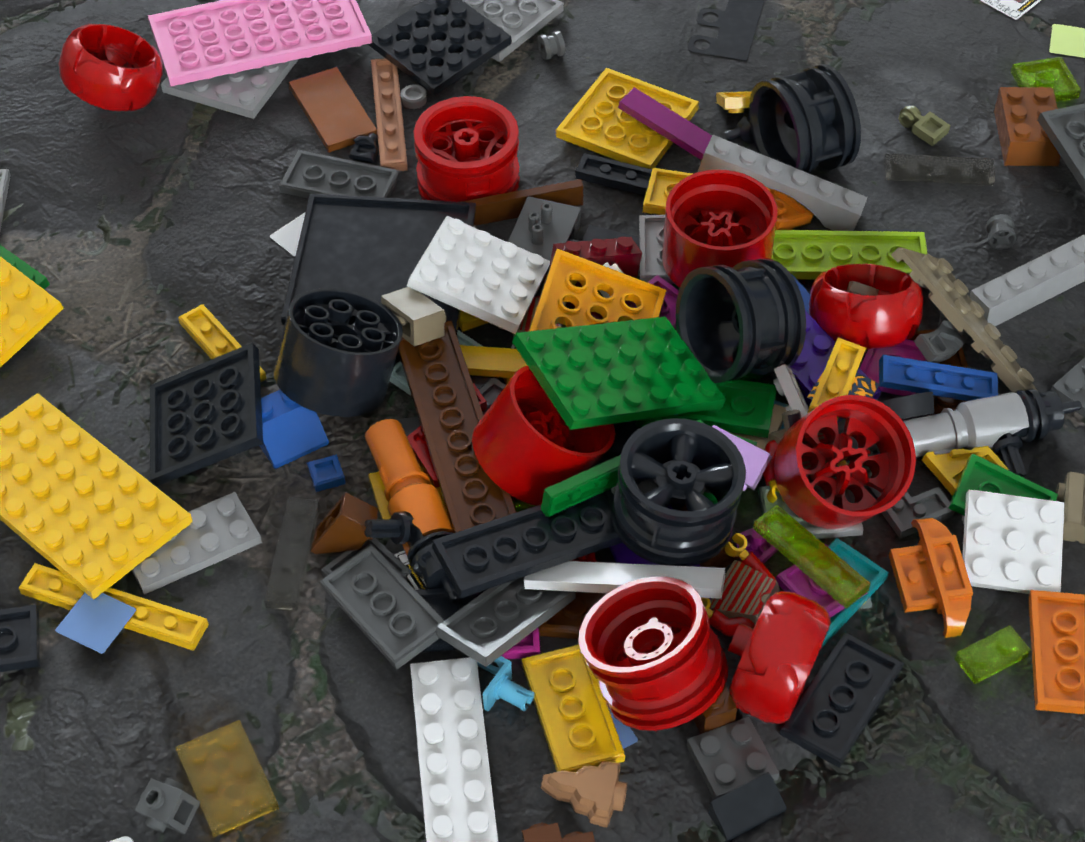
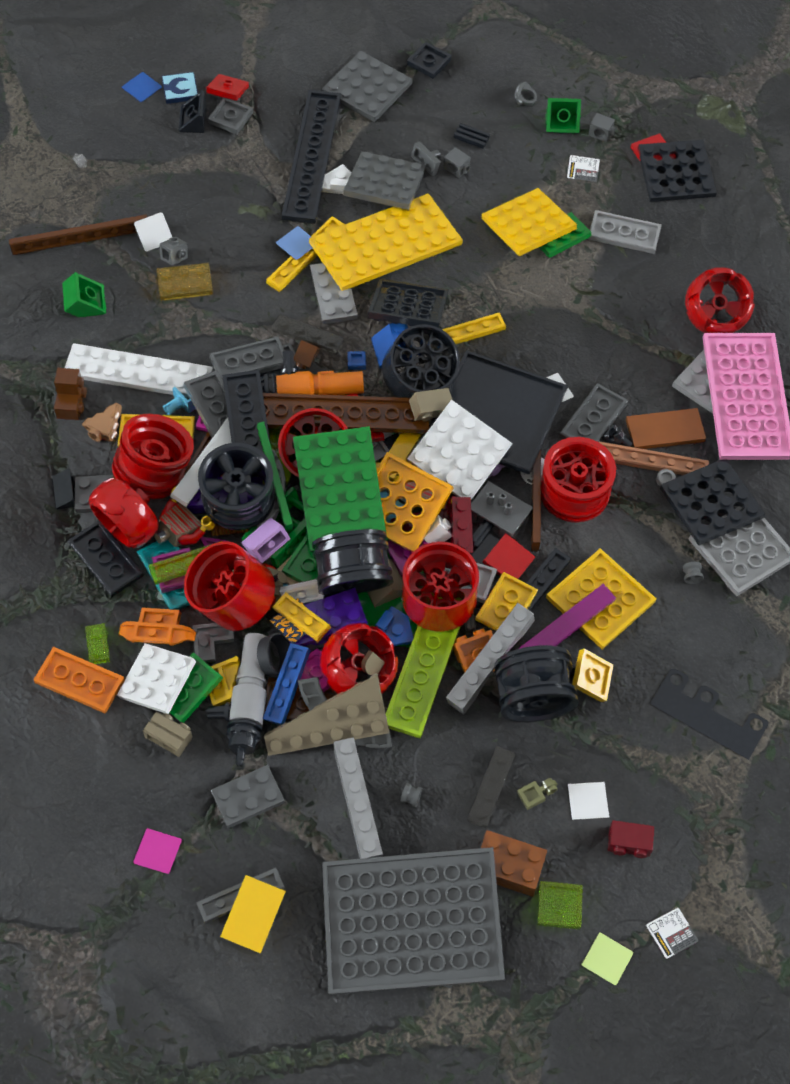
camera: 105 degrees right, 10 degrees up
(612, 214) = (509, 557): none -> red tile
(901, 88) = (588, 800): none -> white sticker
(931, 38) = (631, 839): none -> dark red brick

